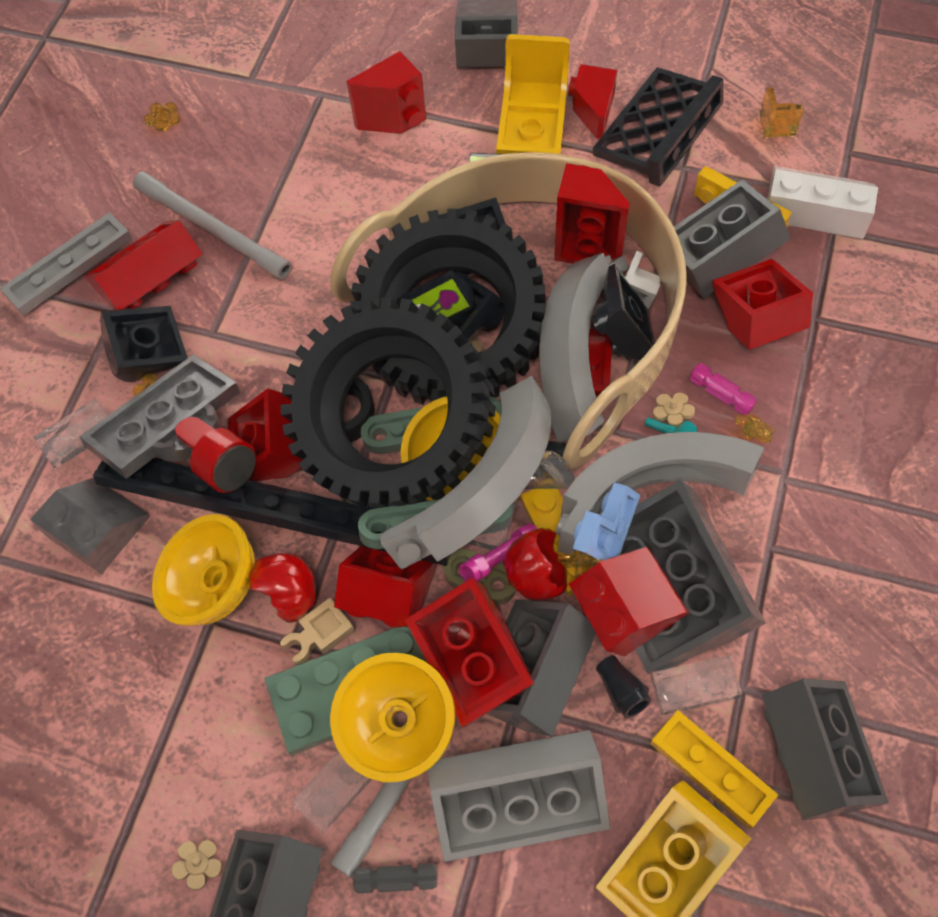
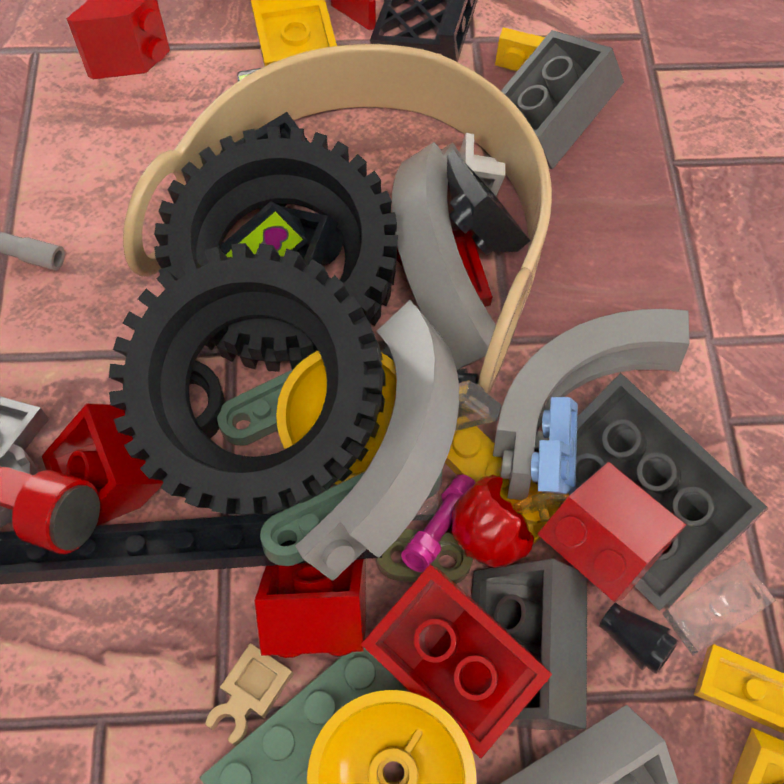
camera: 25 degrees left, 0 degrees up
(203, 571) = (73, 666): yellow hat -> none
(286, 582) = (190, 643): red hair -> none
(589, 215) = (406, 104): red slope -> none
(673, 409) = (565, 297): tan plant -> none
(685, 426) = (588, 313): teal hand -> none
(723, 389) = (610, 261): dark pink axle -> none
(753, 426) = (661, 294): clear yellow plant -> none
(763, 303) = (620, 157): red slope -> none
(824, 201) = (640, 38): white slope -> none

